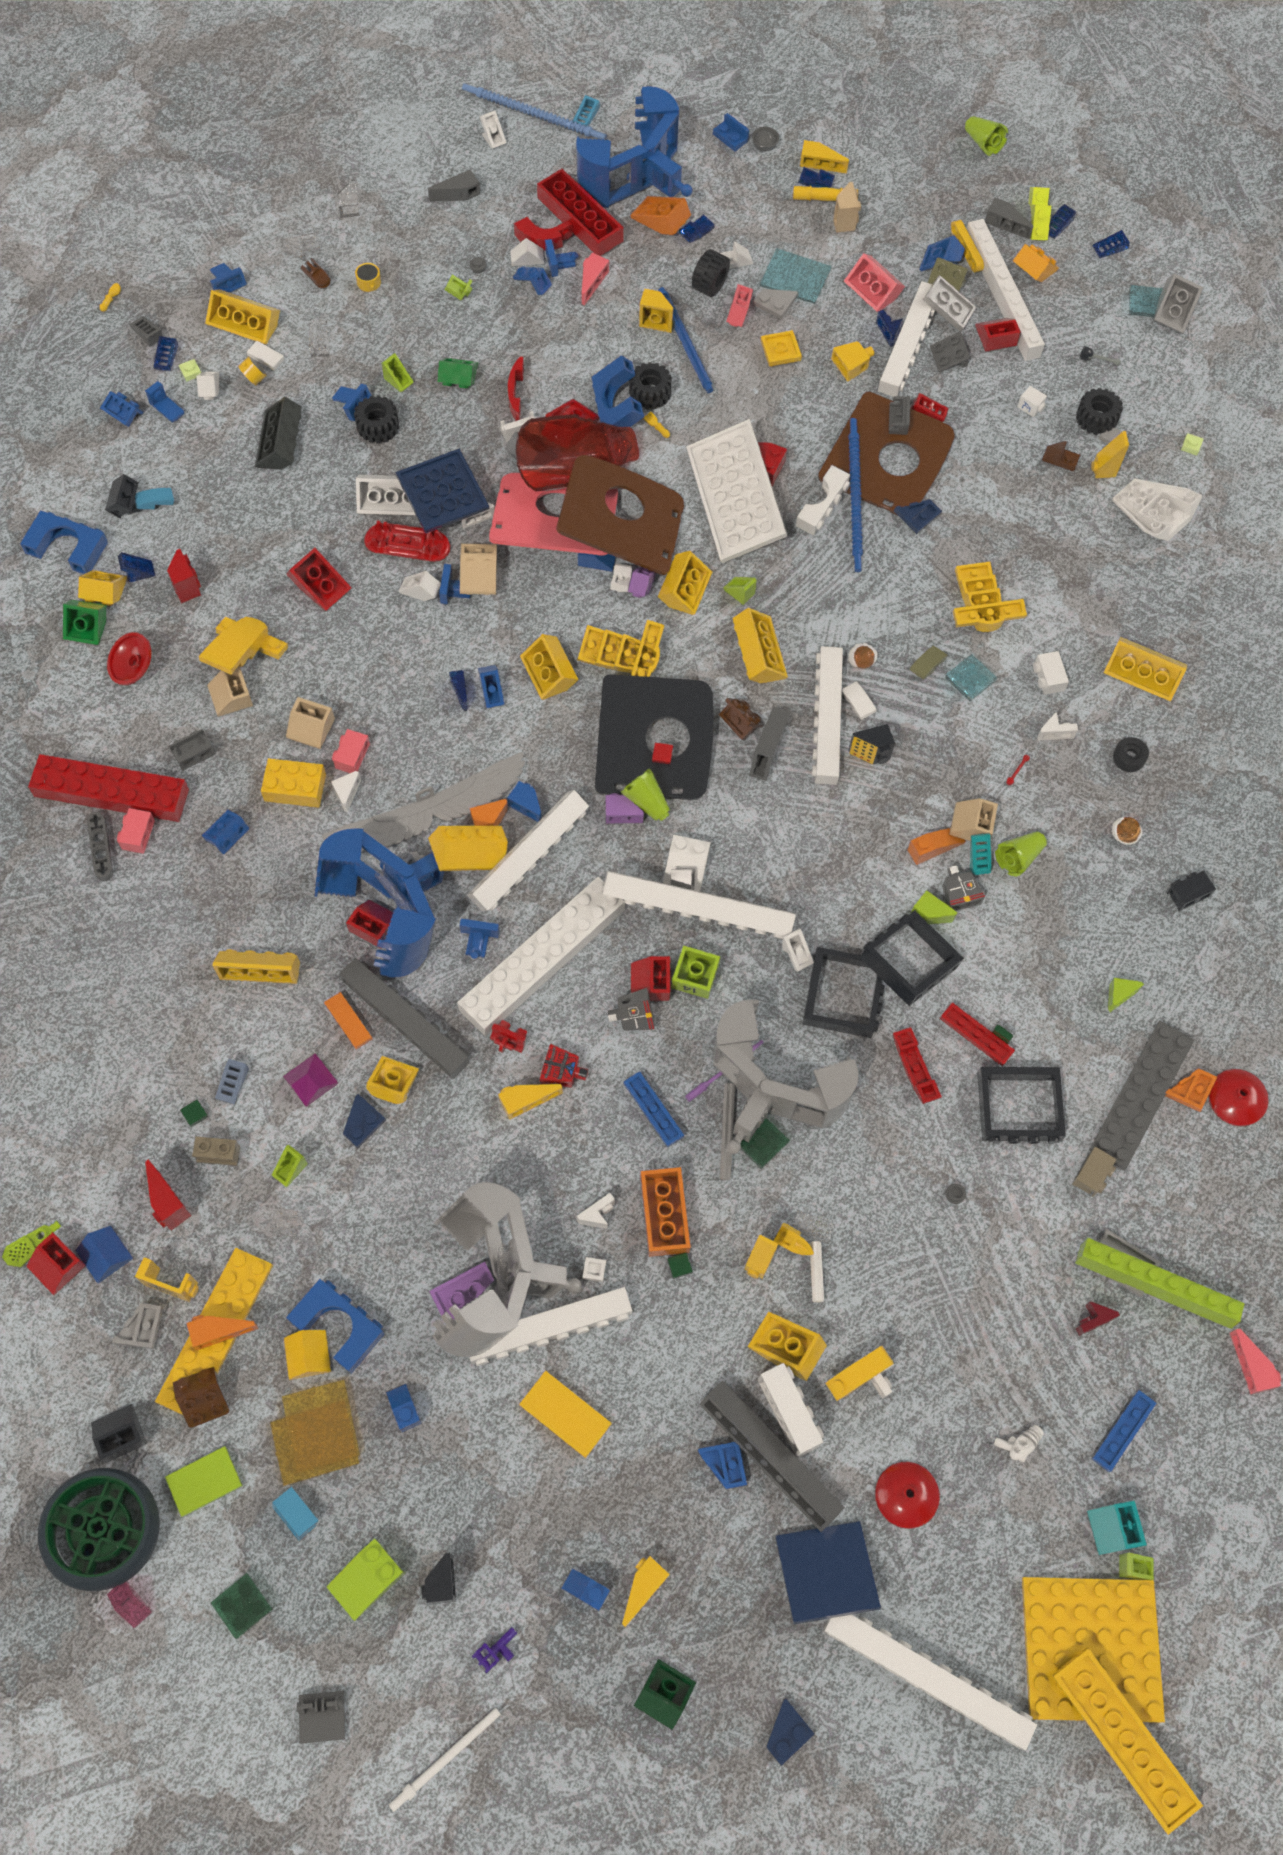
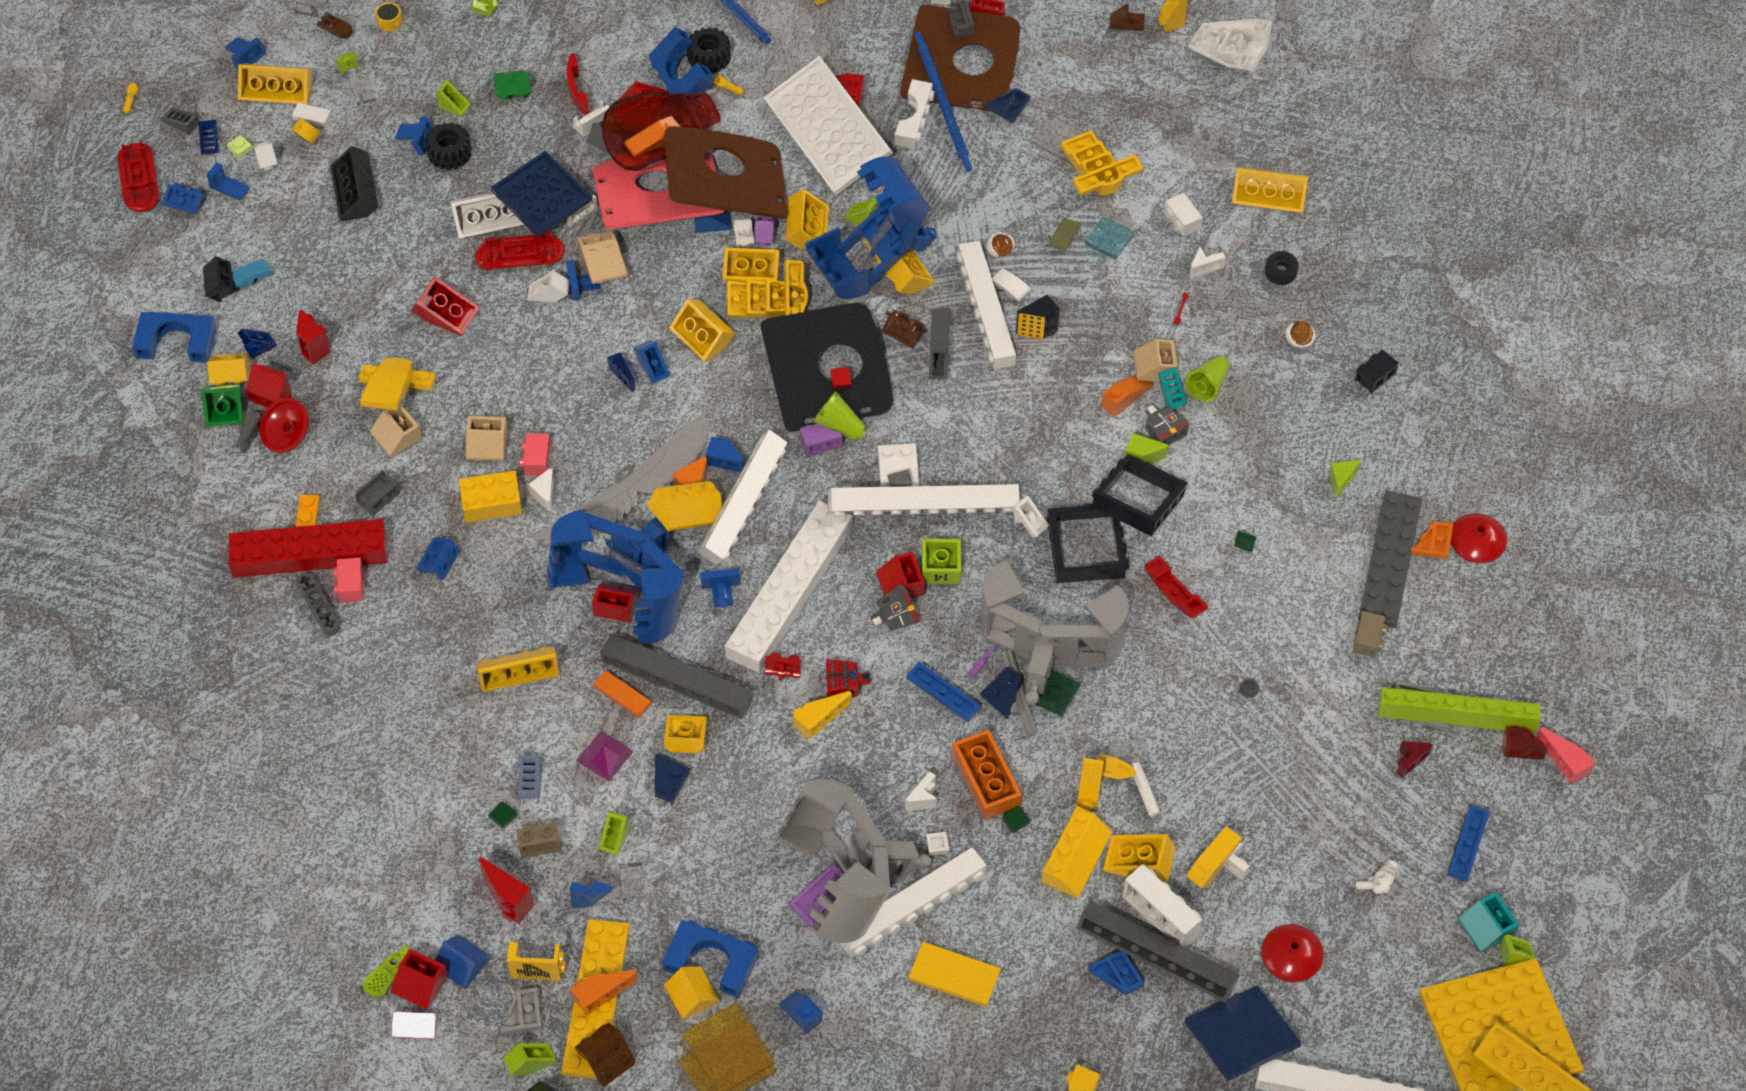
camera: 15 degrees left, 10 degrees down
(35, 1308) = (414, 1025): none -> slope
(88, 376) = (138, 176): none -> red piece
(97, 654) = (249, 430): none -> dark grey slope
(123, 750) = (307, 510): none -> light orange plate
(127, 616) = (266, 385): none -> red slope
(129, 1378) = (528, 1058): none -> lime slope
(238, 1223) = (585, 896): none -> blue slope
(312, 311) = (346, 61): none -> lime bracket
(562, 460) = (650, 138): none -> orange slope
(615, 615) = (750, 264): none -> yellow slope
(710, 1127) = (1003, 691): none -> dark blue wing
(726, 1321) = (1076, 853): none -> yellow slope
(770, 617) = (900, 220): none -> blue piece
(977, 1034) = (1222, 546): red plate -> none
(1028, 1074) = (1275, 569): black window -> none
(1212, 1337) = (1522, 744): none -> clear red slope

